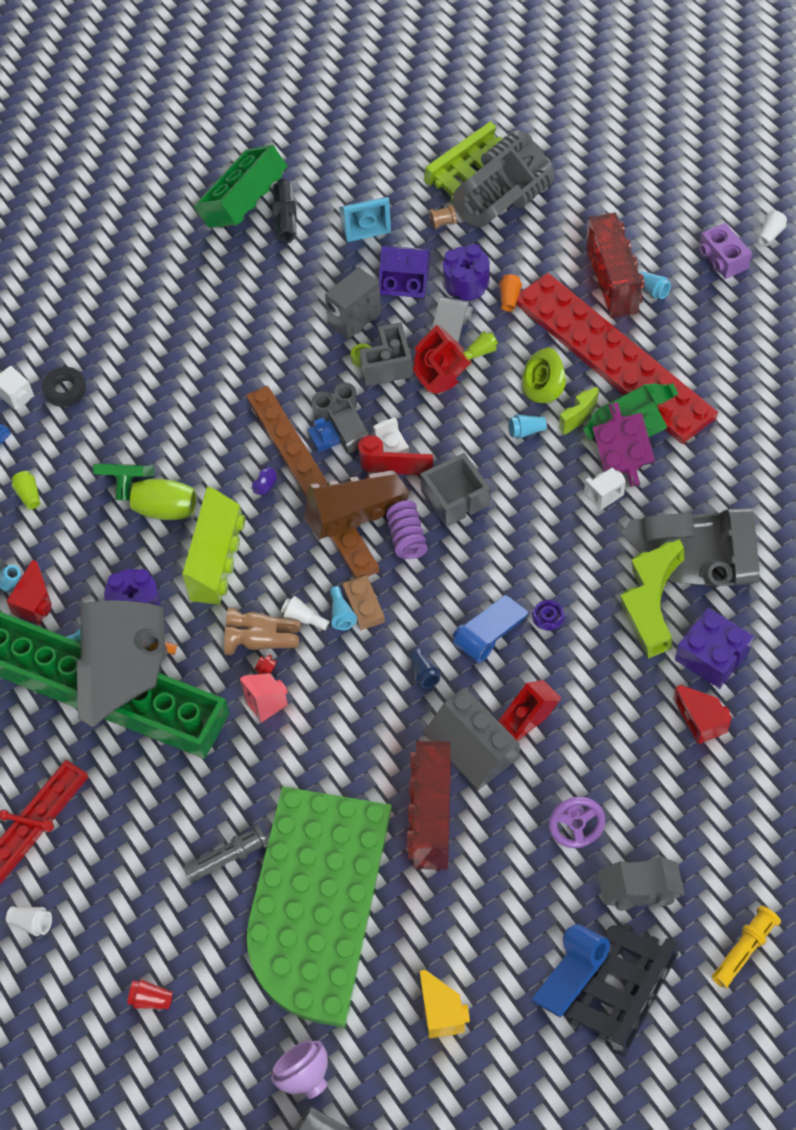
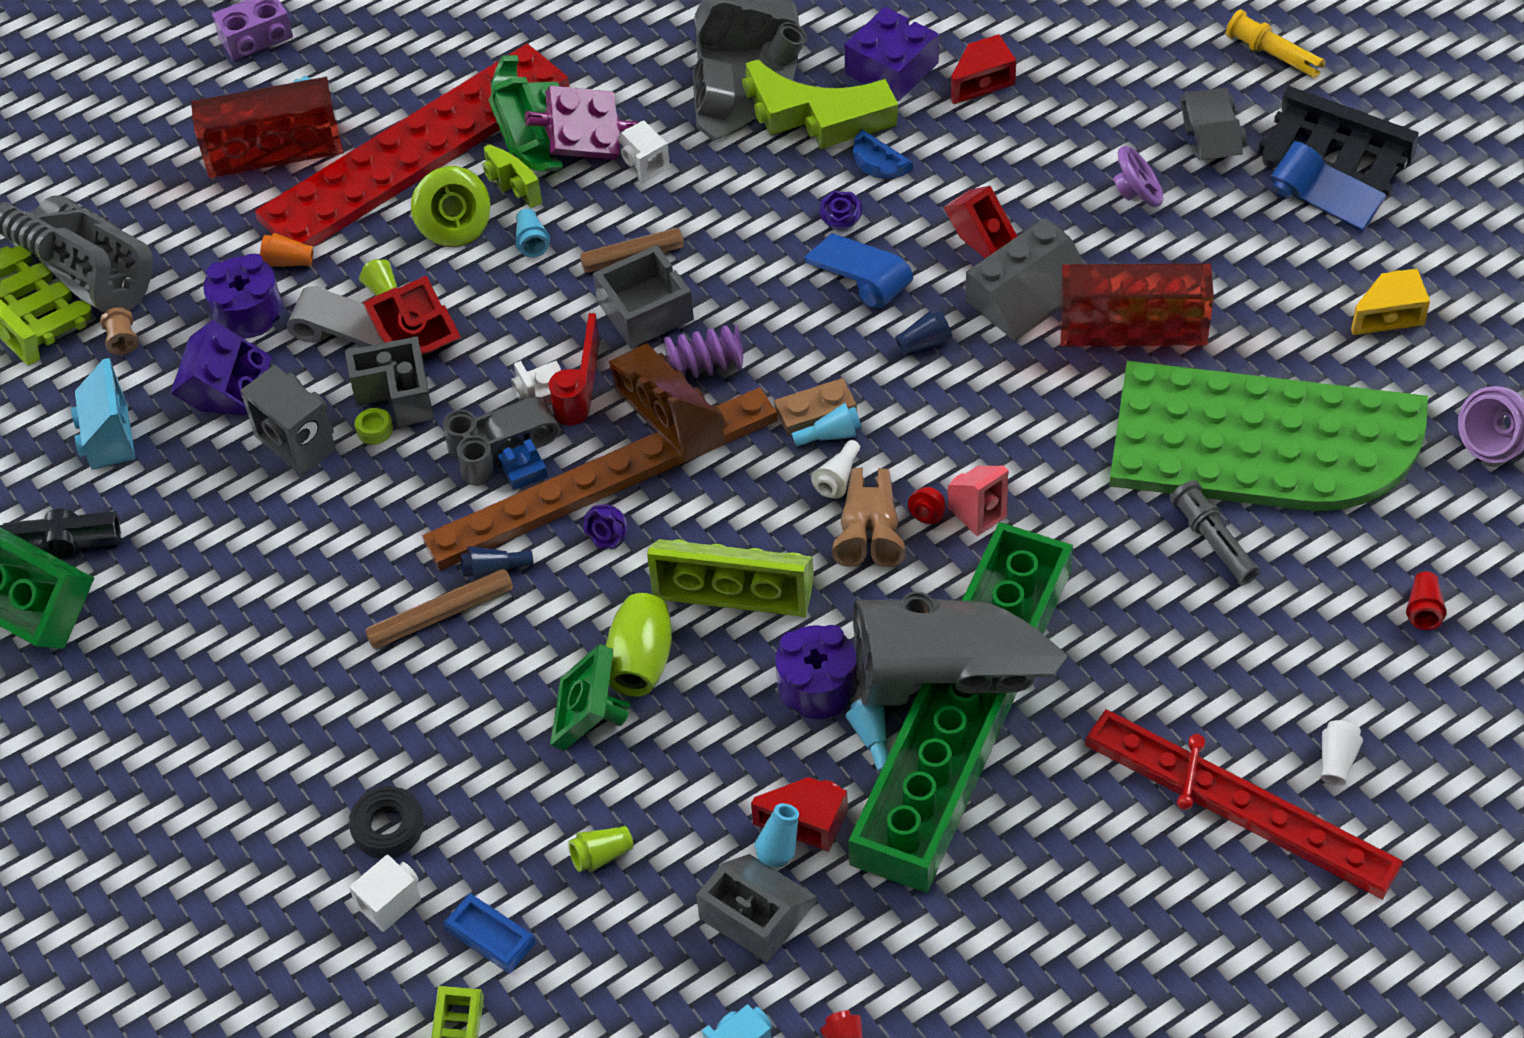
camera: 90 degrees left, 5 degrees down
(213, 400) = (439, 608): none -> medium nougat axle
(242, 417) = (484, 561): none -> dark blue cone
(512, 487) = (608, 255): none -> medium nougat axle
(608, 642) = (878, 158): none -> blue tile

